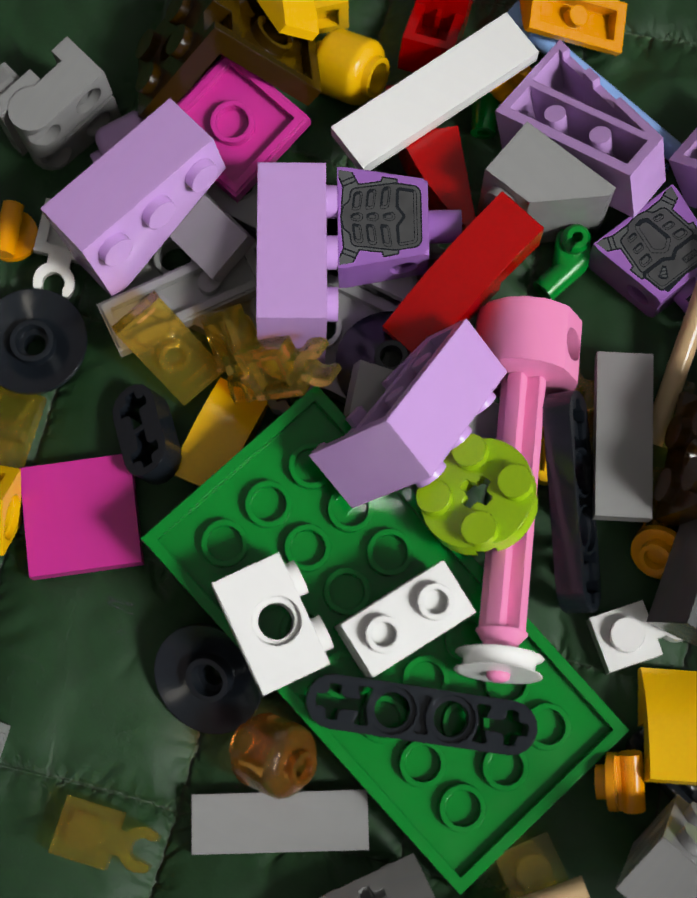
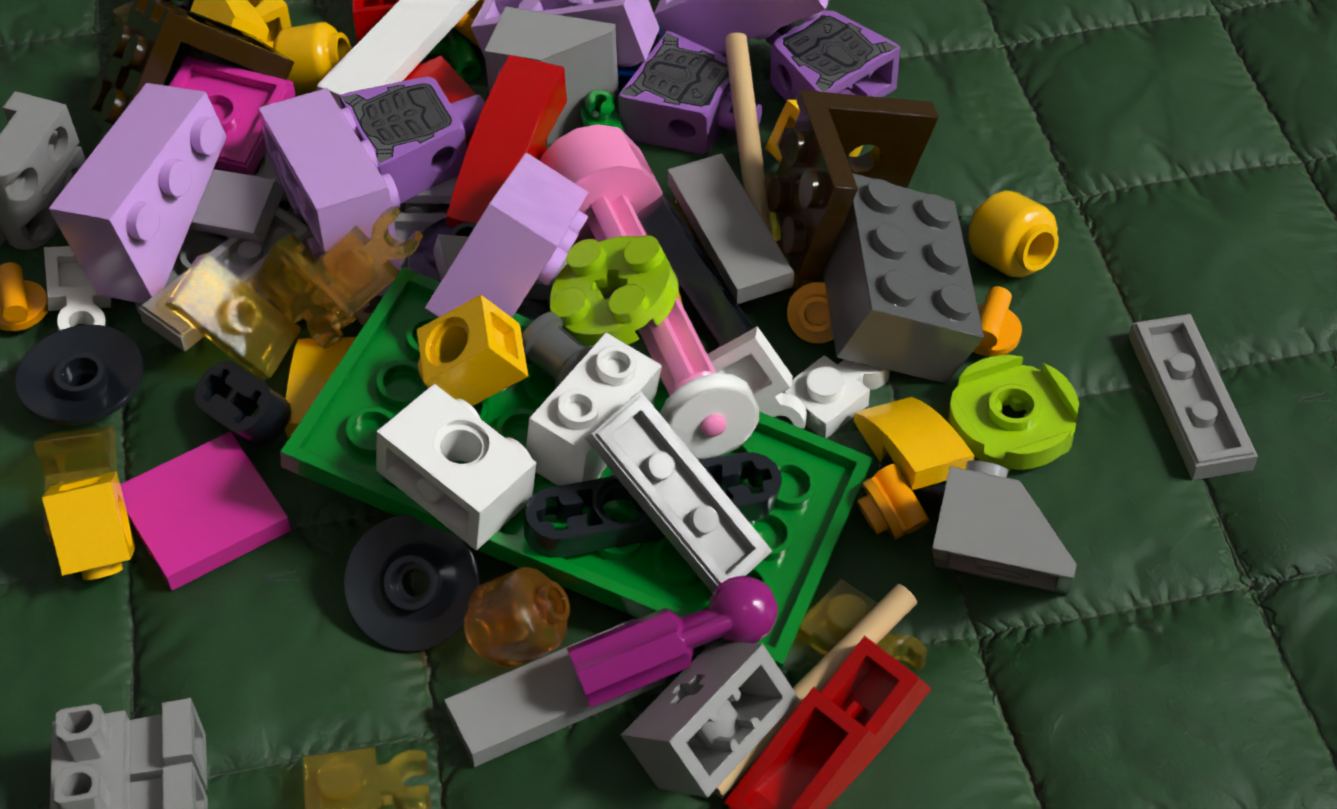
camera: 25 degrees left, 25 degrees down
(345, 526) = (472, 351): none -> yellow brick
(371, 846) = (664, 642): none -> magenta piece
(403, 541) = (552, 347): none -> dark grey bush
(435, 733) = (677, 492): none -> tile
(566, 618) = (759, 365): none -> white plate

